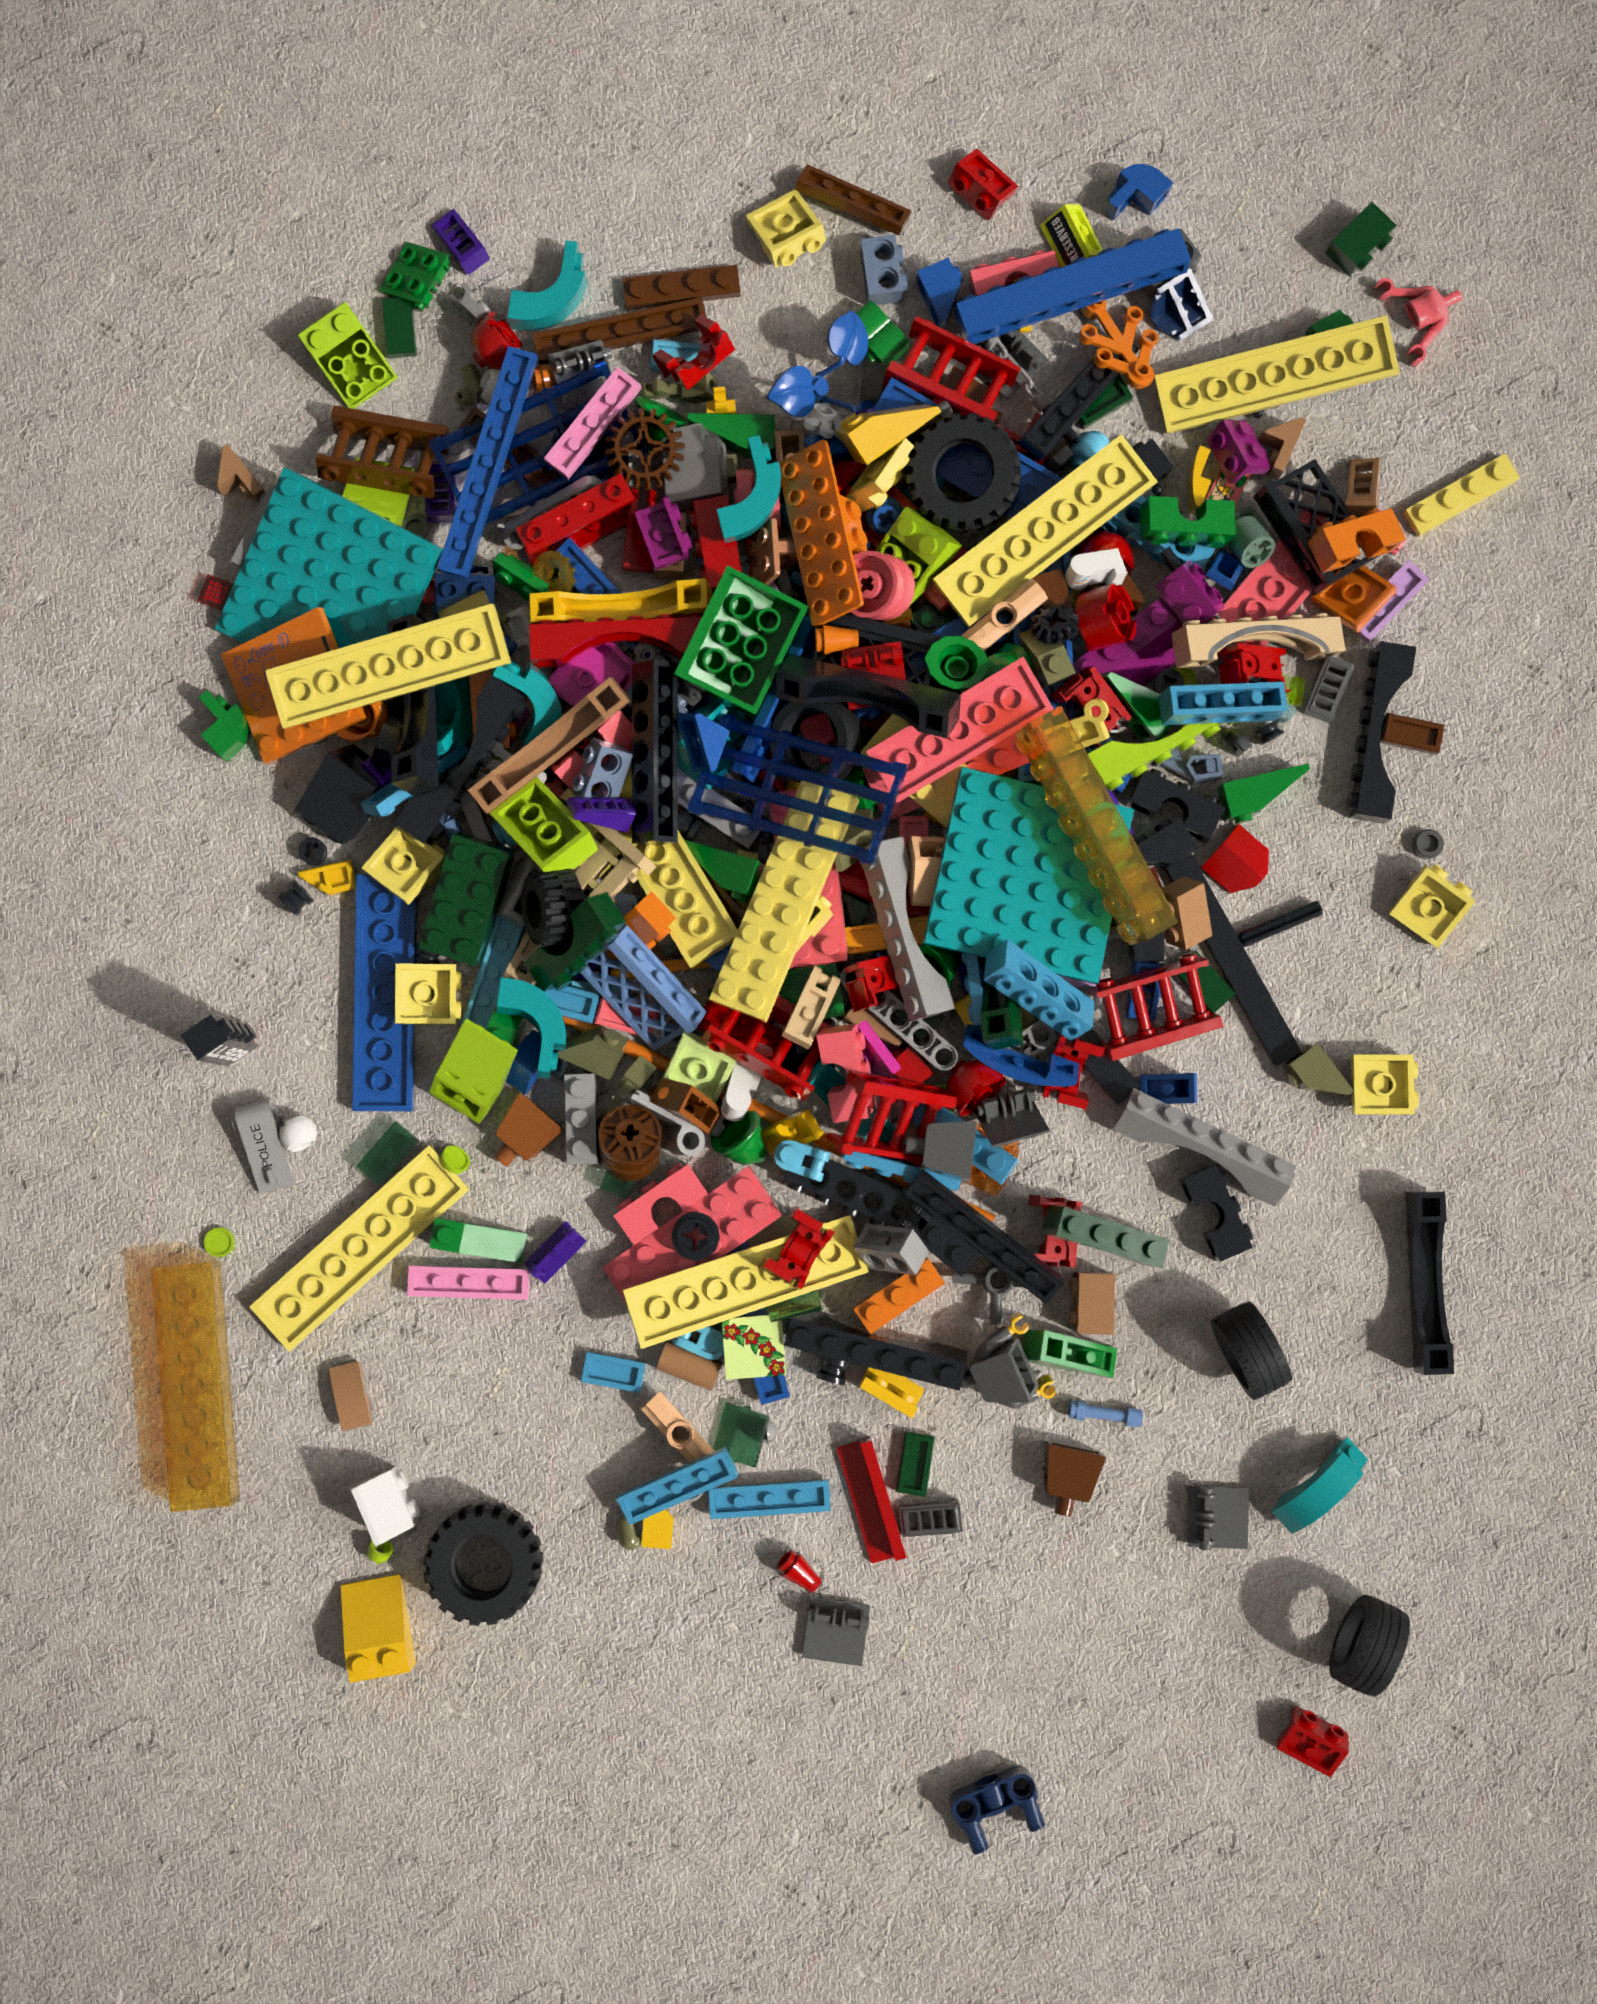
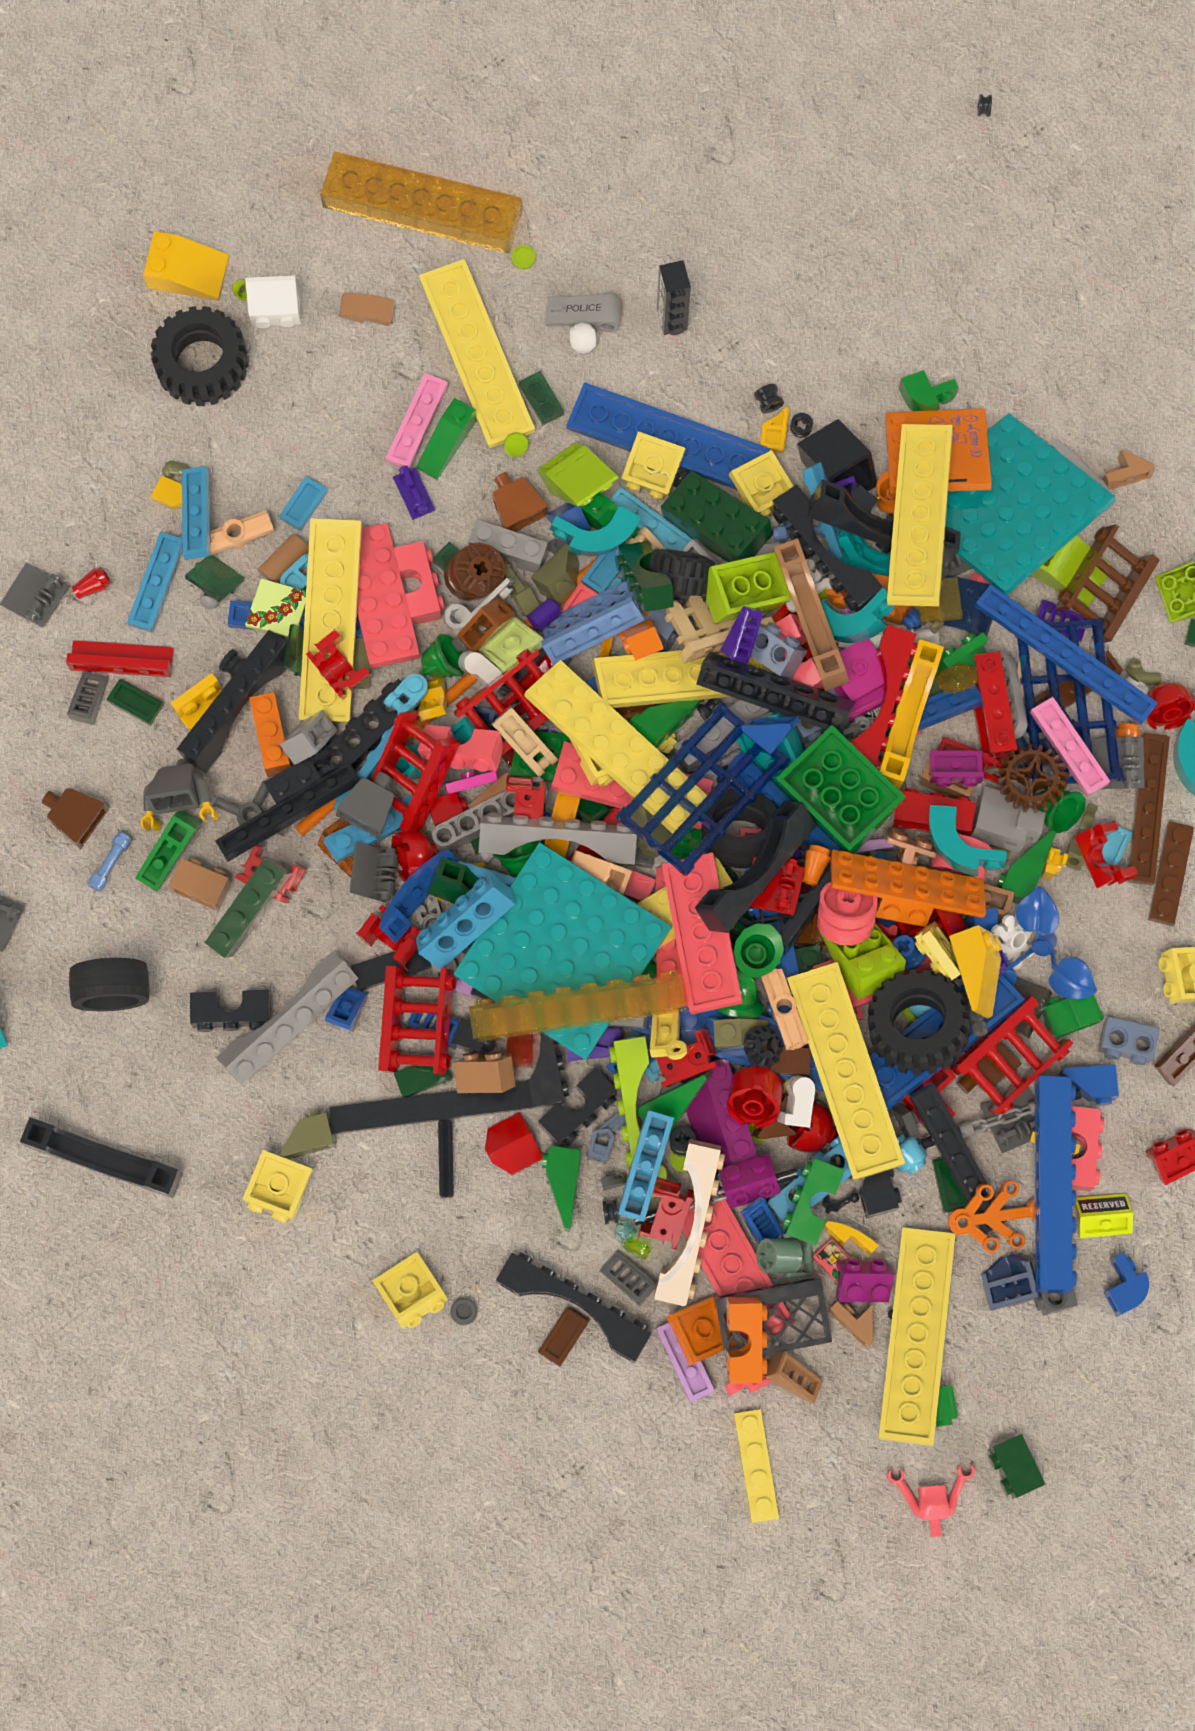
camera: 115 degrees right, 10 degrees down
(215, 592) = (1039, 423): tile -> none
(417, 524) = (1036, 591): dark grey tile -> none
(648, 1047) = (544, 614): none -> dark purple piece
(684, 1244) = (377, 584): black gear -> none

